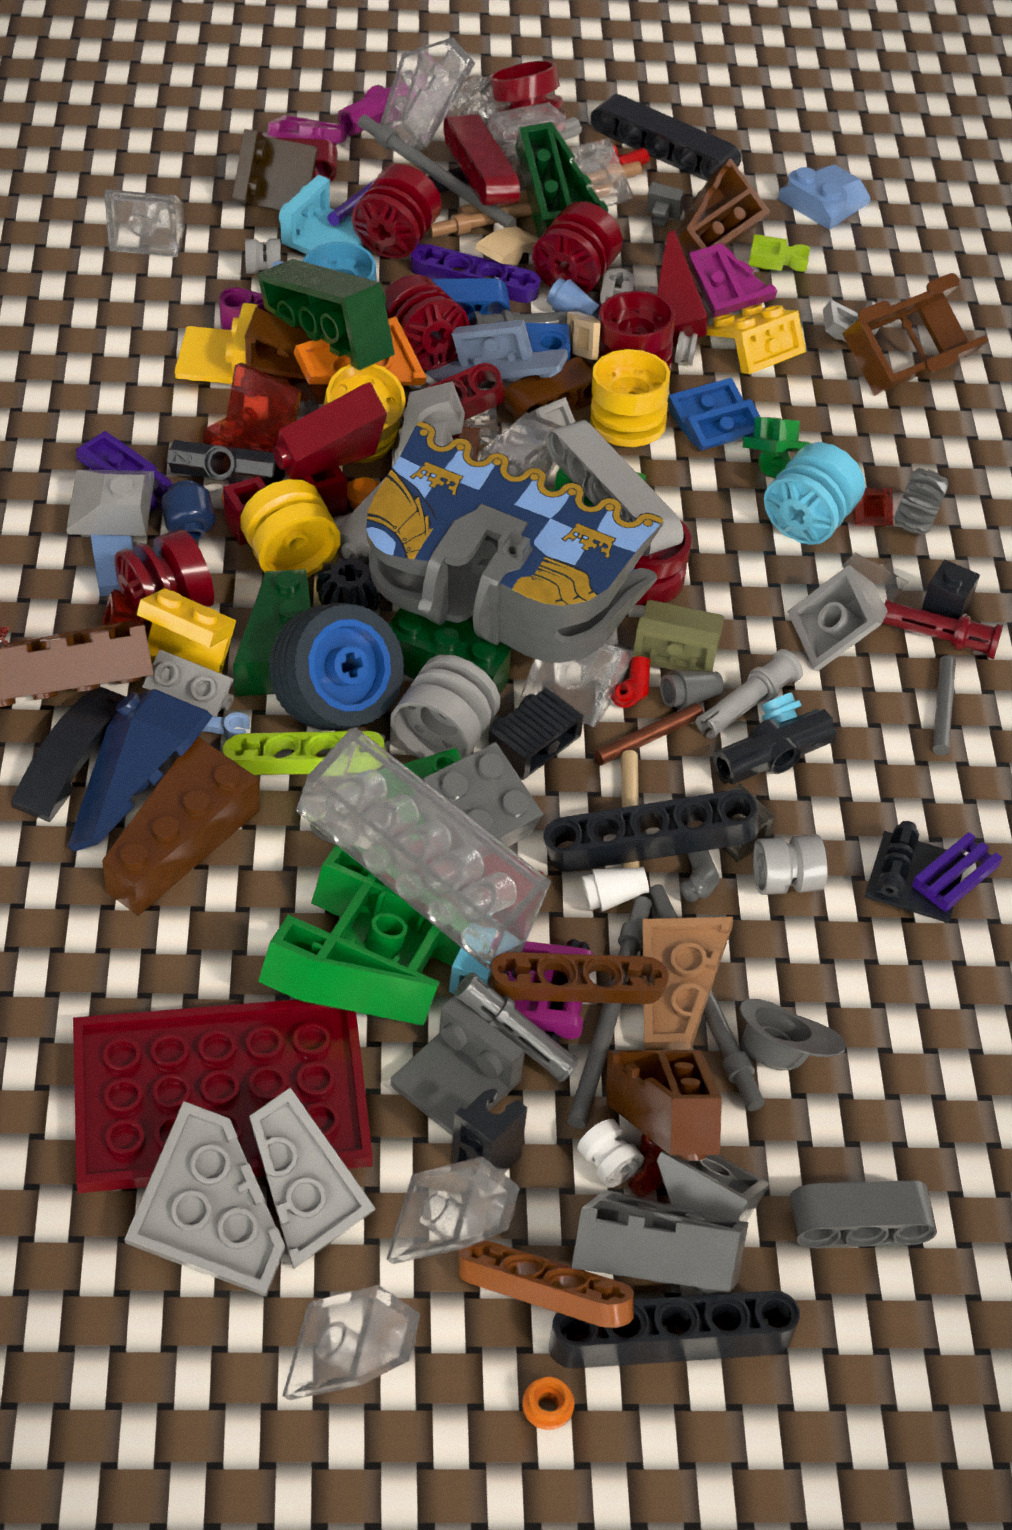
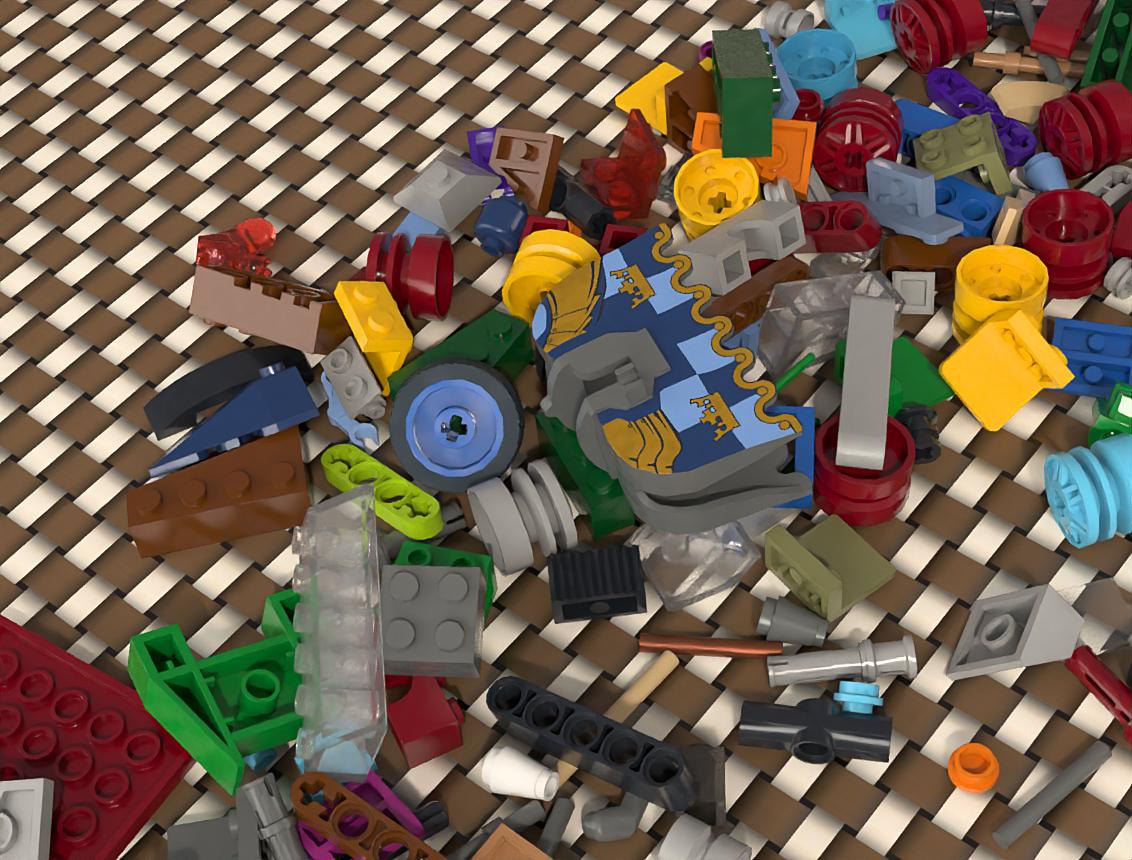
camera: 50 degrees right, 0 degrees up
(174, 446) = (528, 163): none -> reddish brown wing
(332, 434) = (637, 203): dark red slope -> none
(416, 381) = (780, 192): none -> light grey bush
(510, 296) = (964, 146): none -> olive bracket
(636, 686) = (738, 594): red arm -> none
(675, 438) = (1004, 367): none -> yellow bracket
(887, 714) = (973, 768): none -> orange plate

